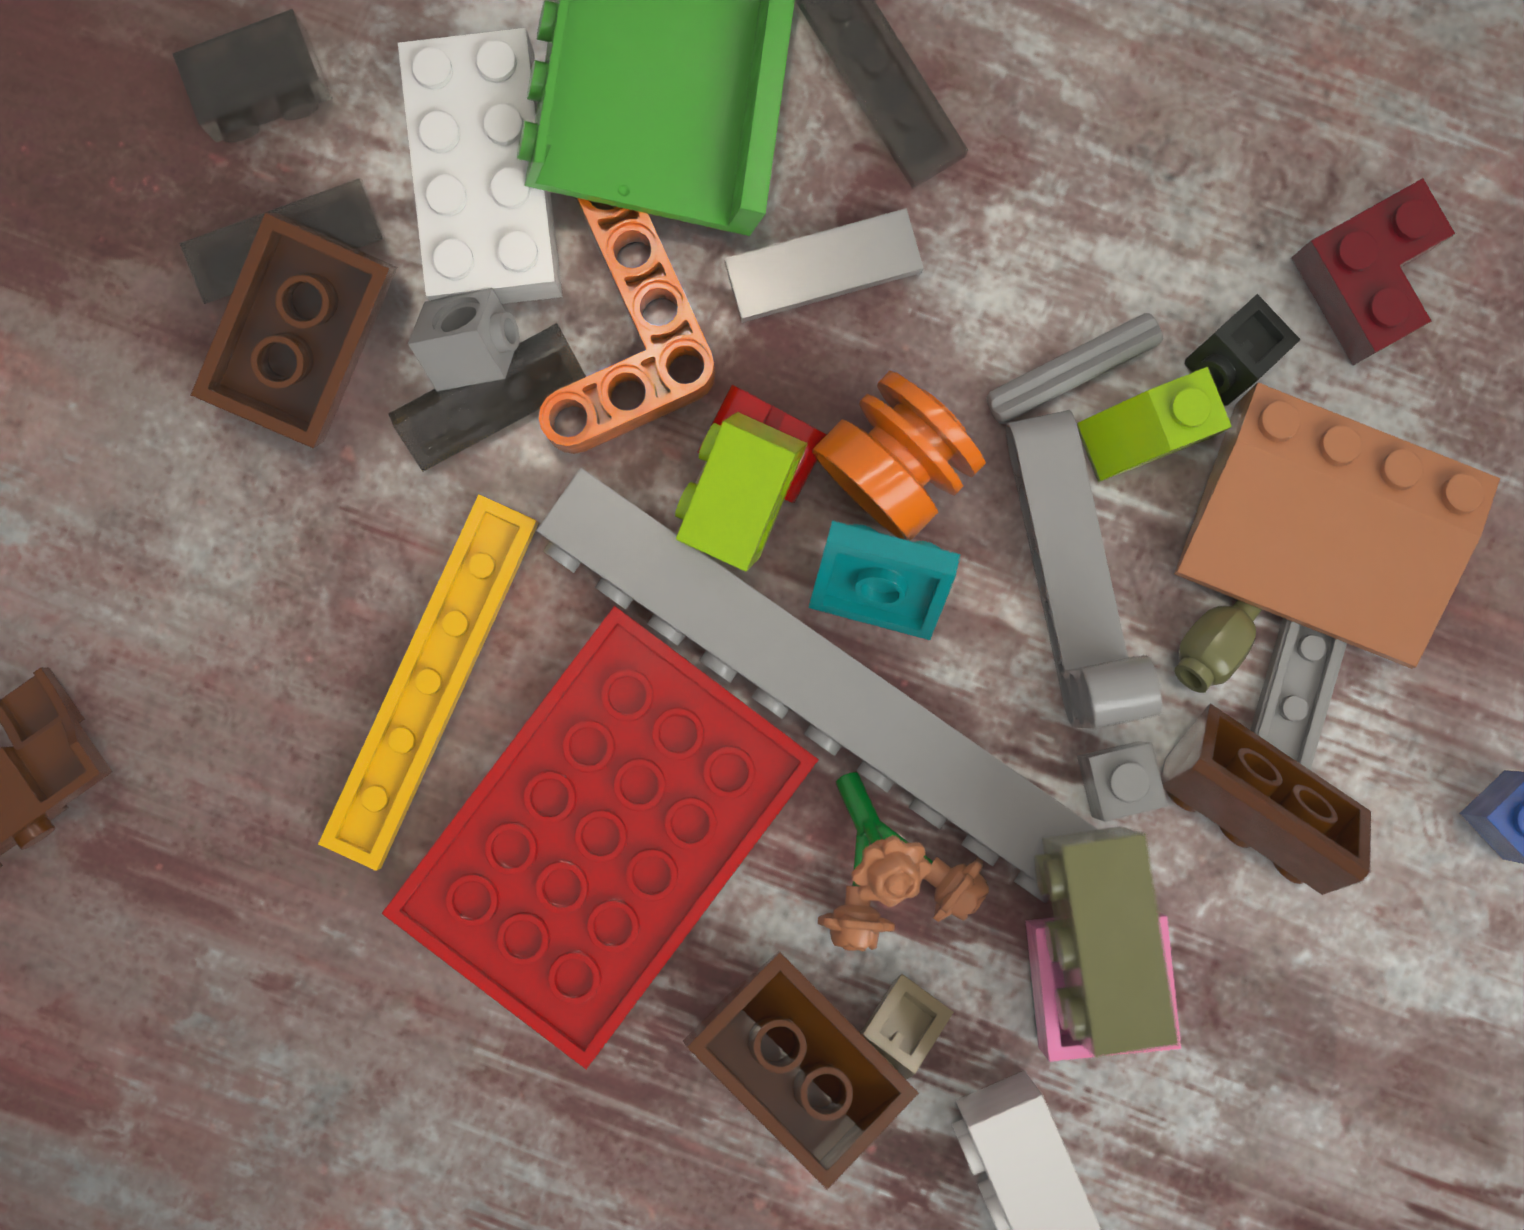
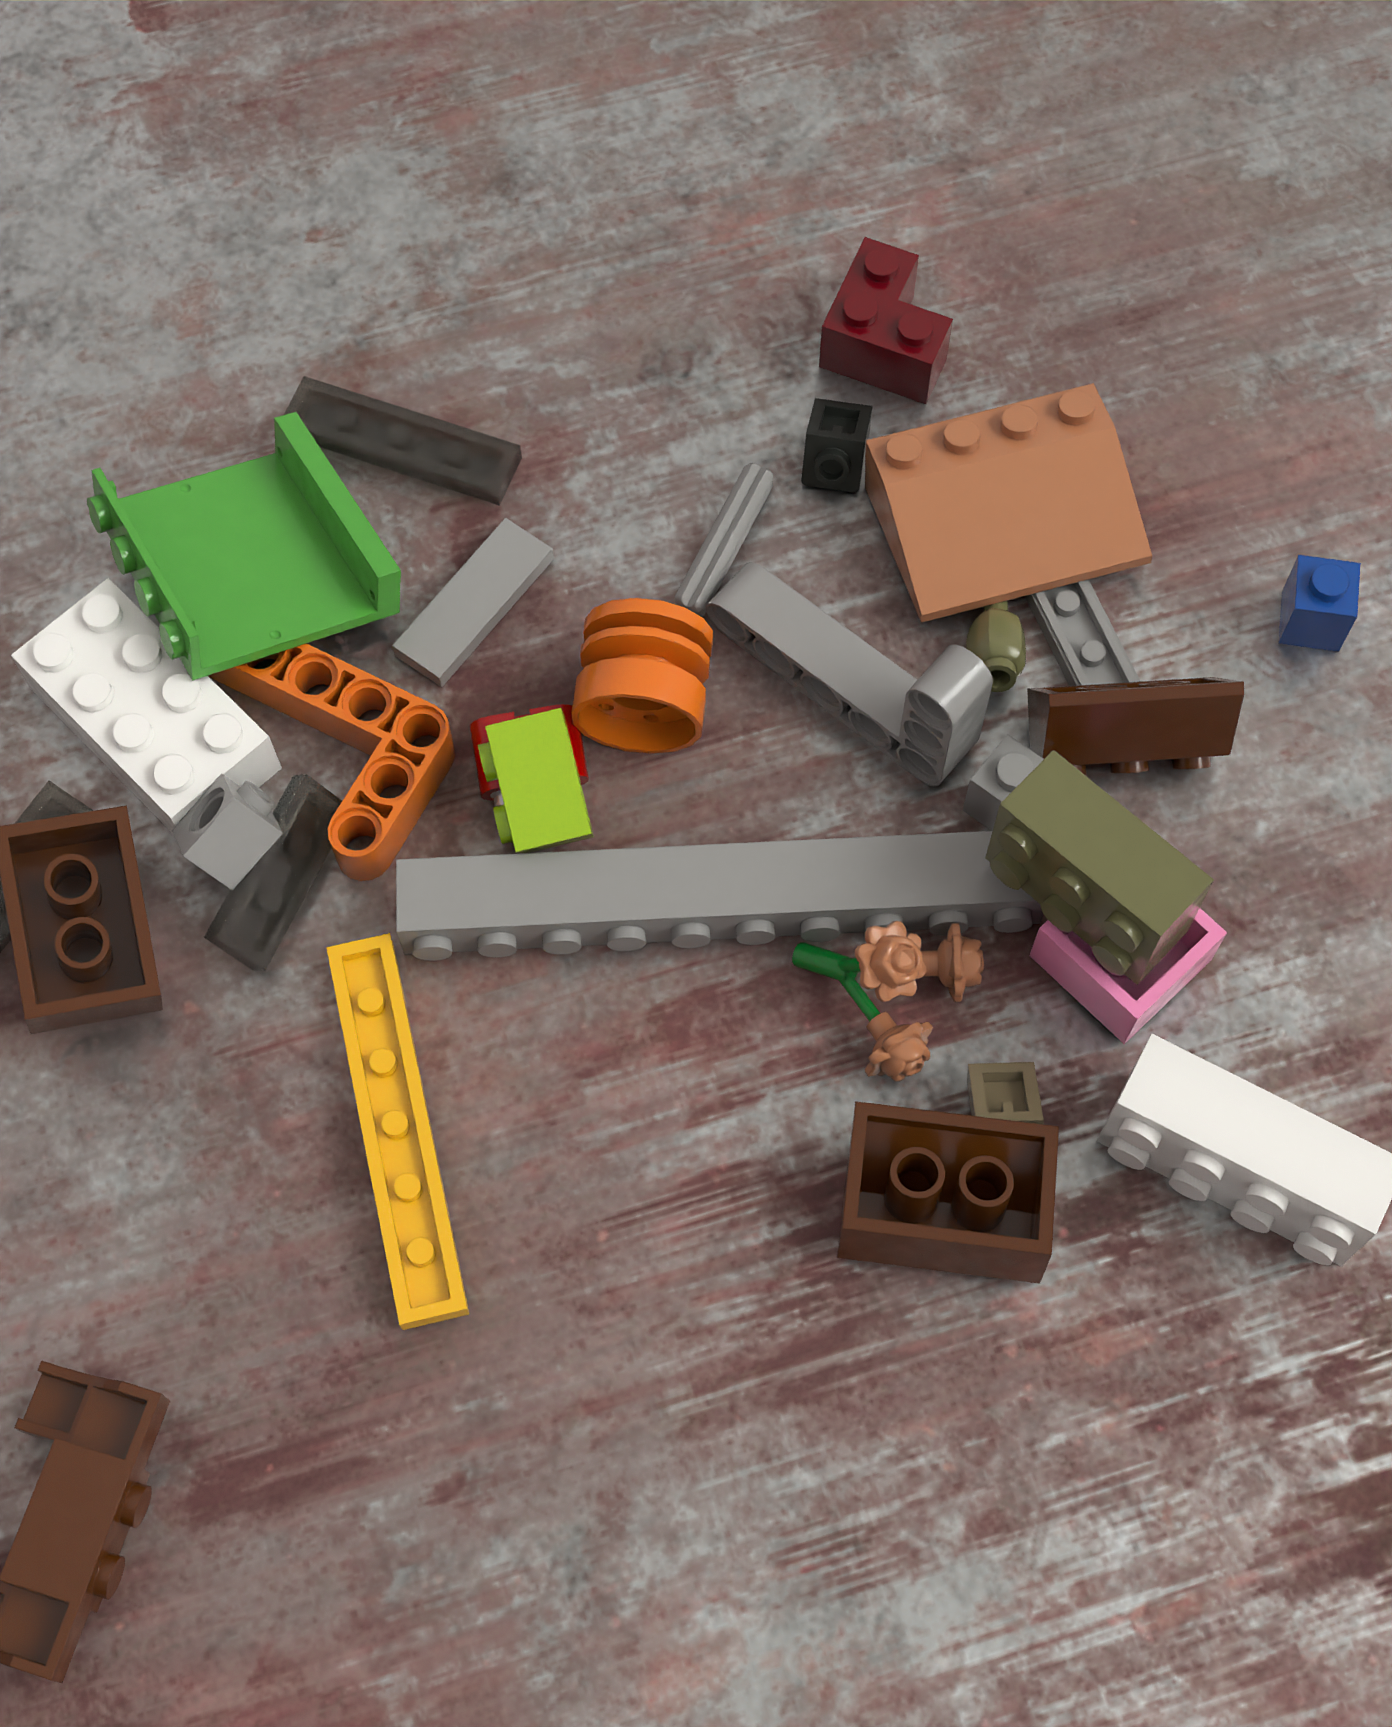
camera: 40 degrees left, 20 degrees down
(600, 837) = (635, 1148): red plate -> none
(883, 579) = (704, 772): teal plate -> none
(1154, 424) = (819, 527): lime slope -> none

